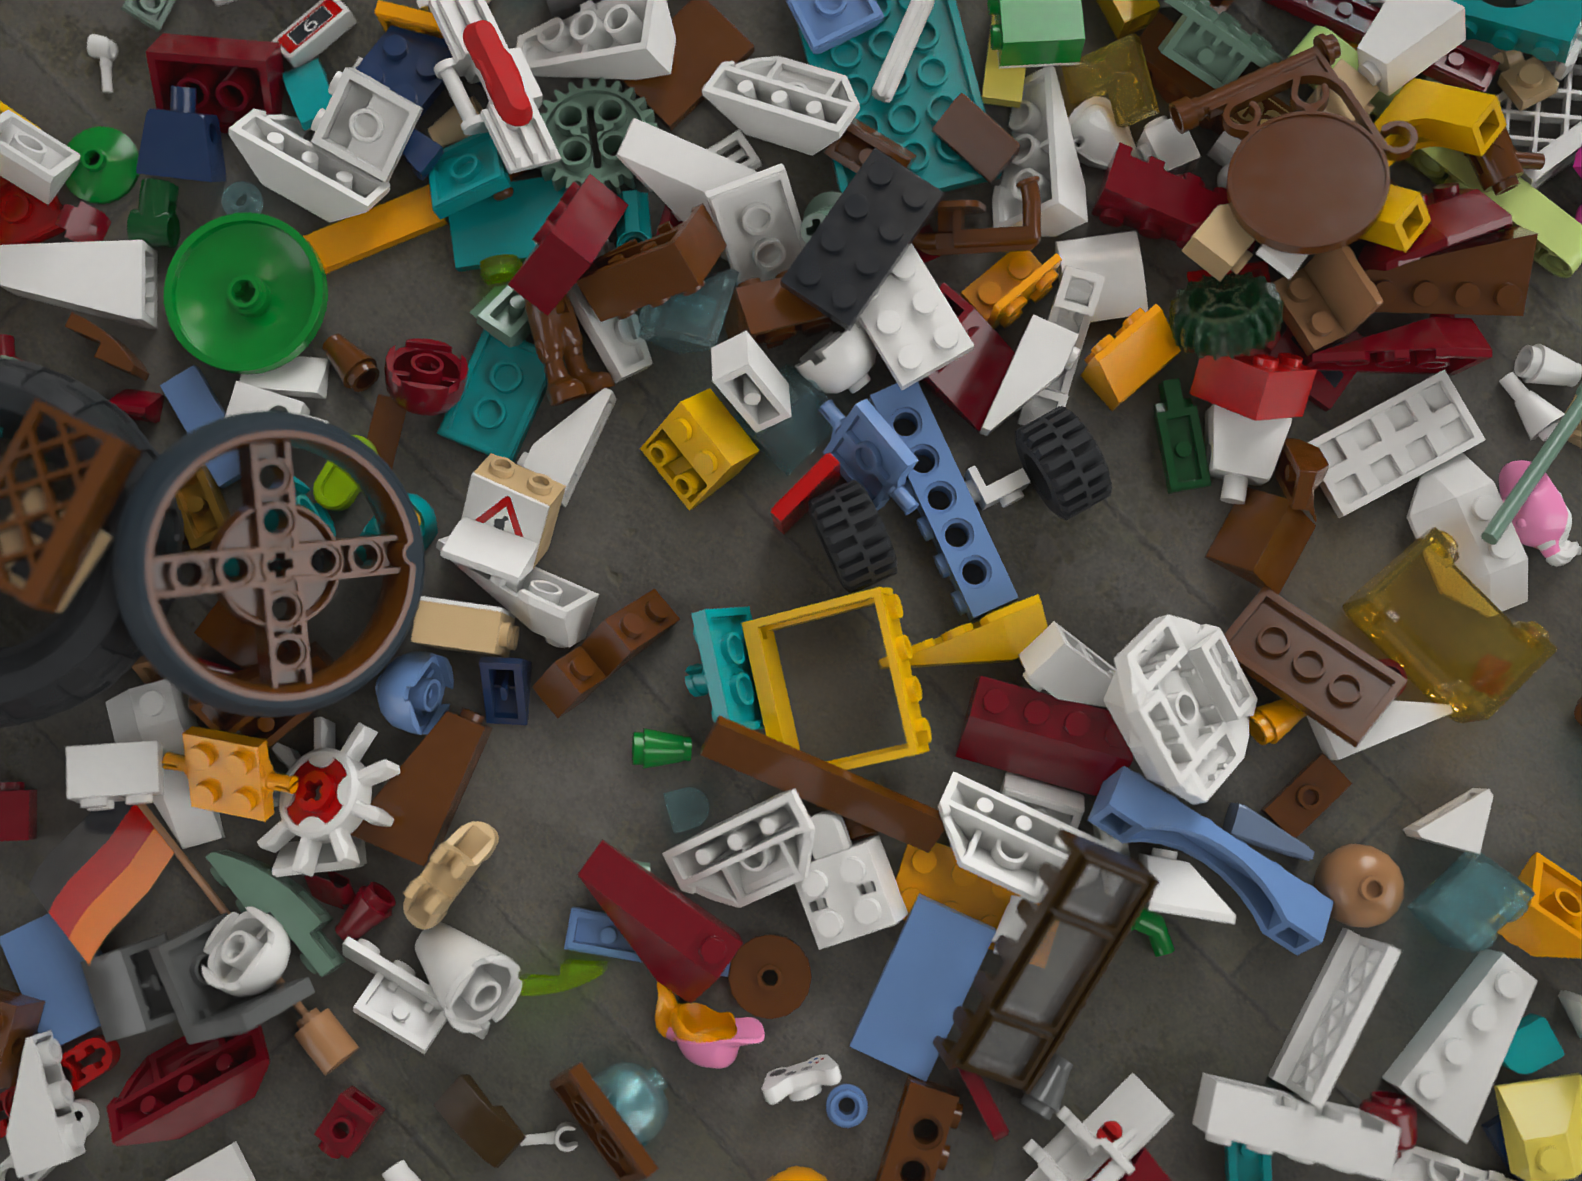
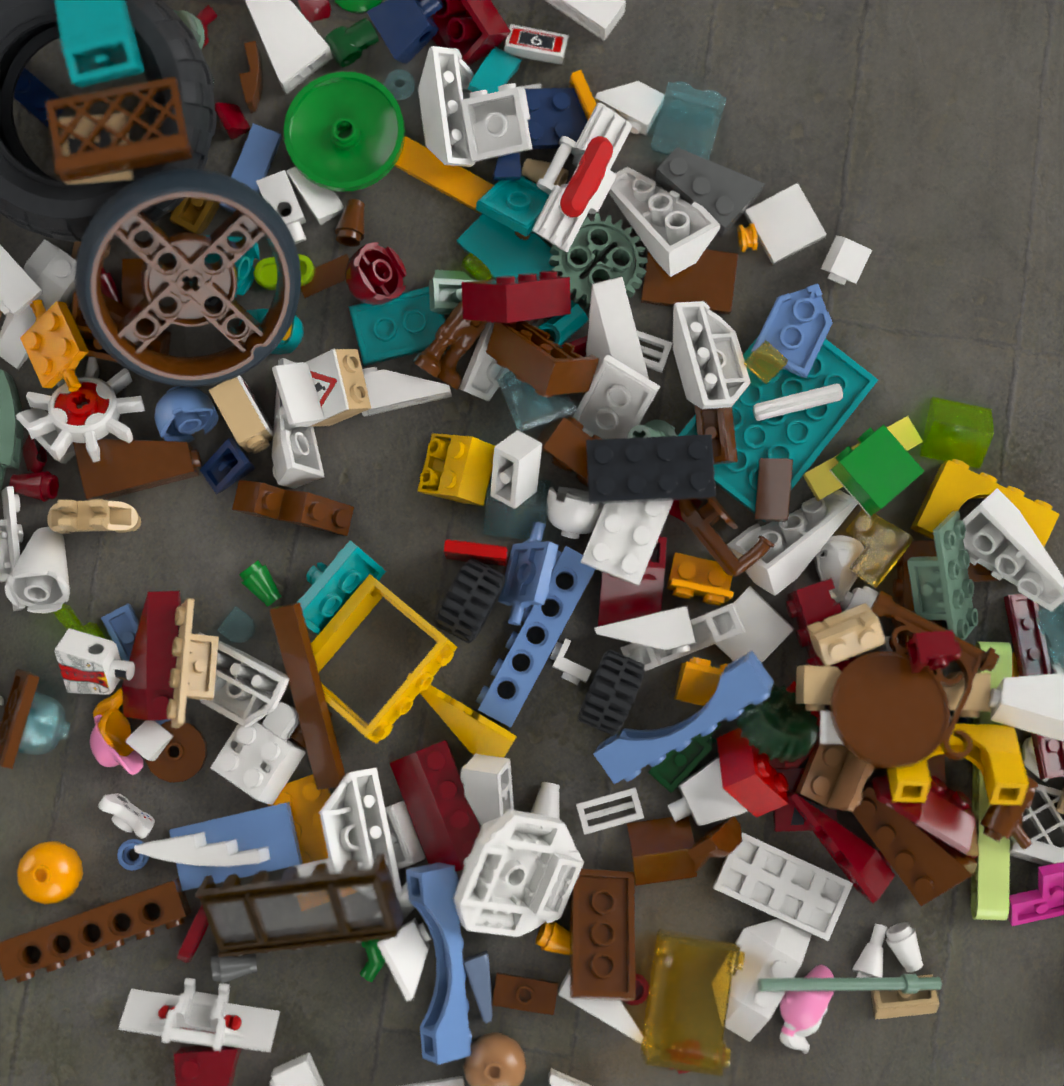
camera: 45 degrees right, 0 degrees up
(608, 995) = (91, 663): none -> white torso
(698, 883) = (195, 665): none -> tan bracket
(738, 994) = (149, 739): none -> white slope
(837, 44) = (765, 362): none -> clear yellow tile
(895, 1036) = (194, 850): none -> white slope
(1122, 620) = (547, 800): none -> white cone
(1164, 318) = (633, 749): none -> medium blue arch
(1167, 594) = (611, 823): none -> white tile
(1192, 170) = (846, 634): none -> tan brick
(1278, 91) = (932, 650): none -> dark red brick

